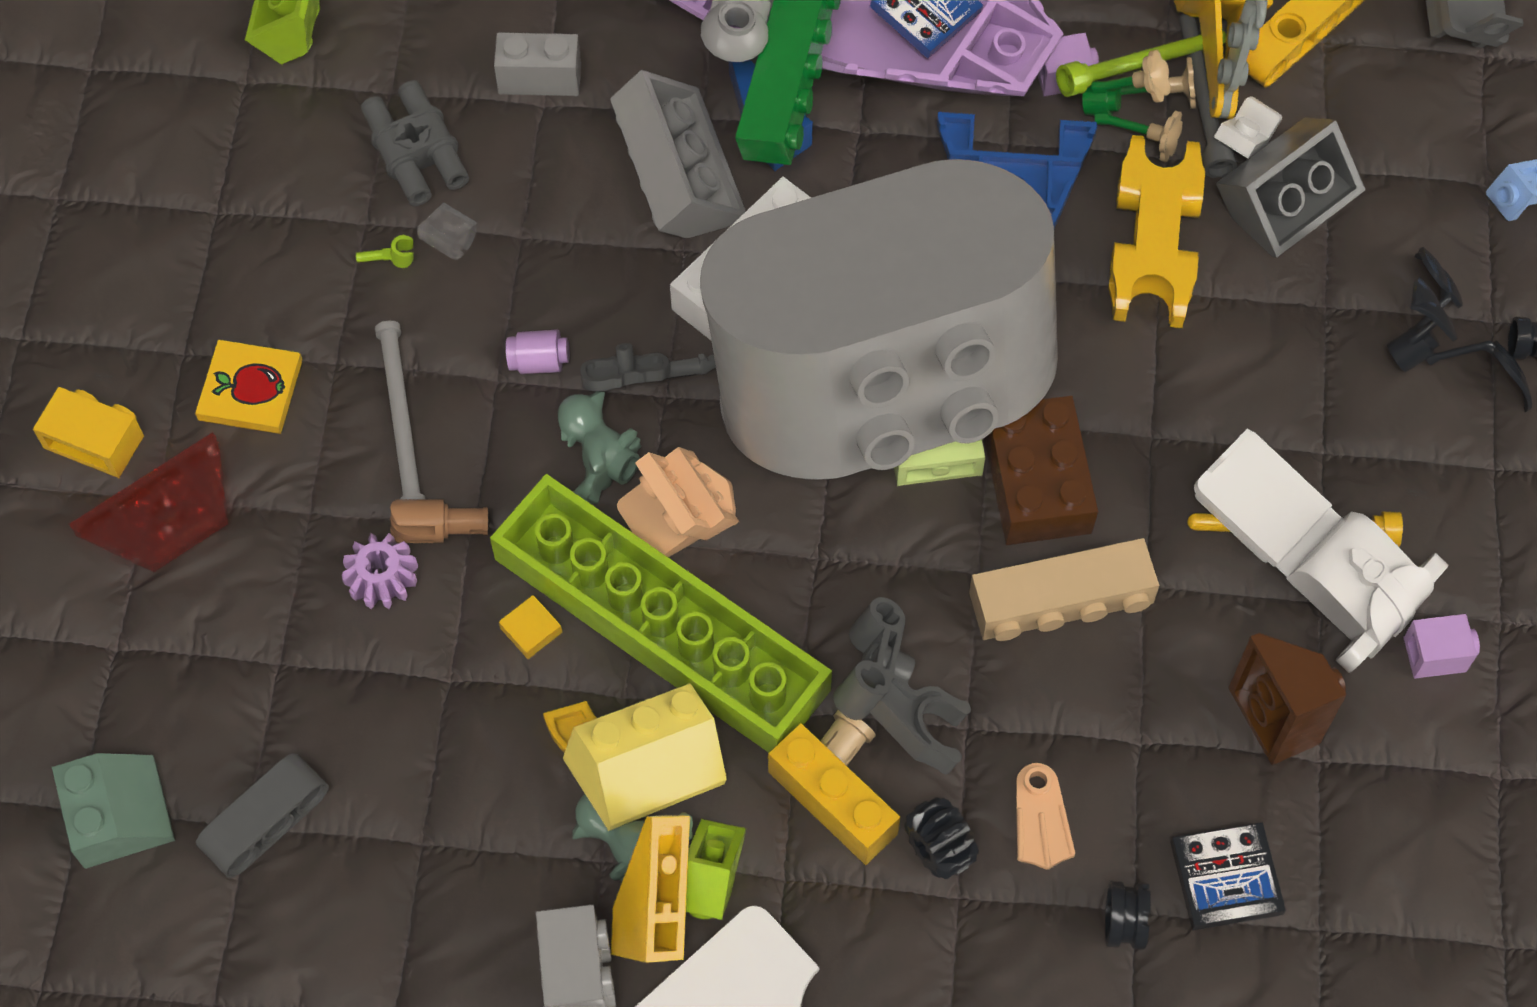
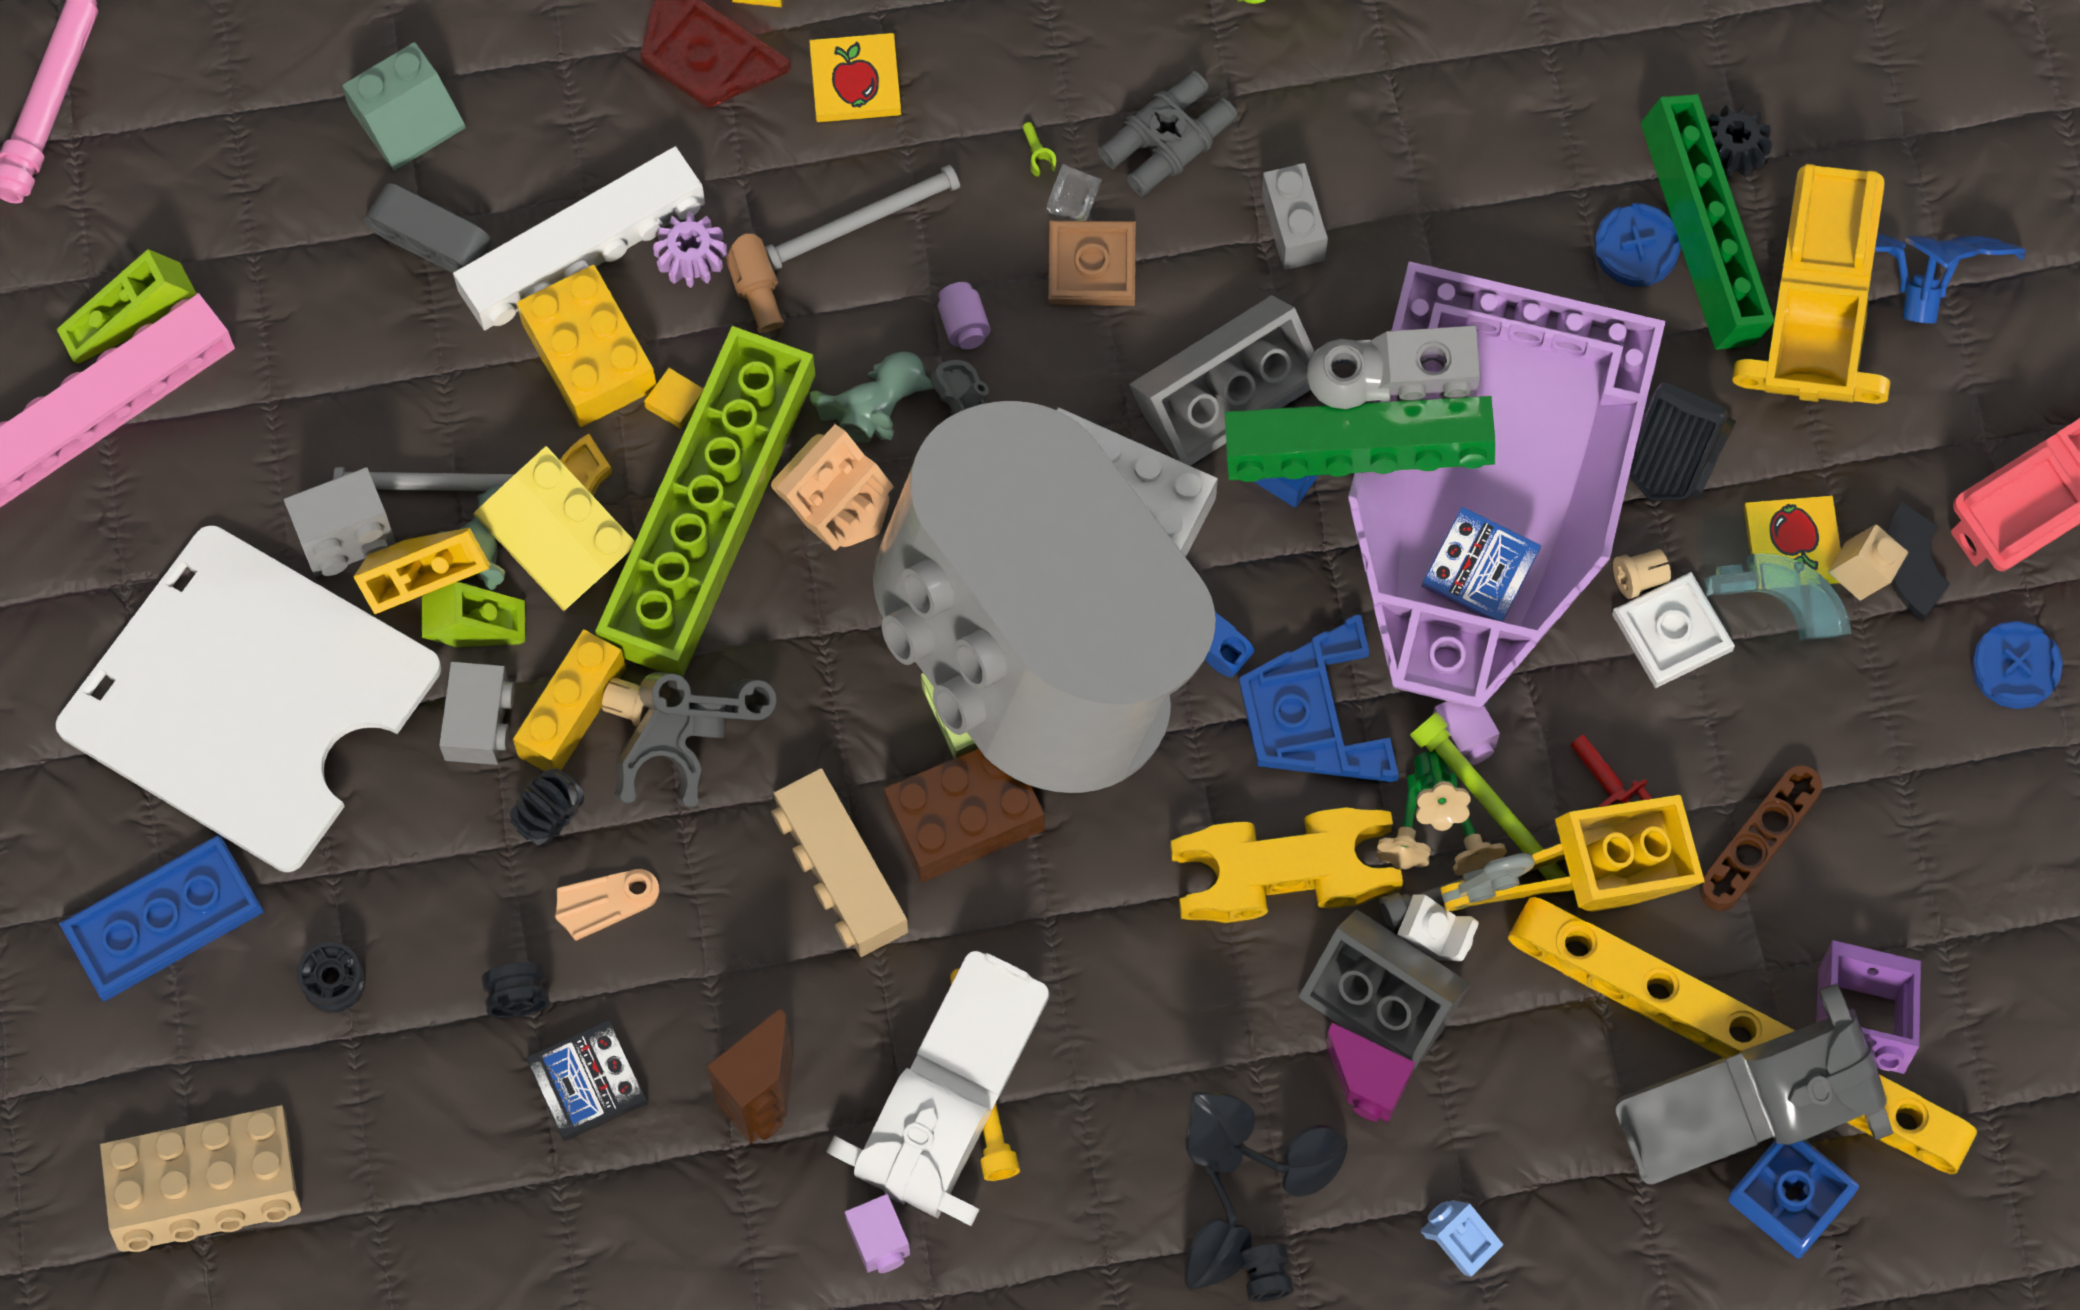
camera: 75 degrees right, 5 degrees up
(329, 671) = (579, 236): none -> white brick
(450, 688) = (587, 345): none -> yellow brick
(518, 239) = (1092, 263): none -> medium nougat tile
(543, 879) = (432, 481): none -> light grey bar
(816, 888) = (475, 713): none -> light grey piece
(1366, 216) = (1368, 1073): none -> magenta slope

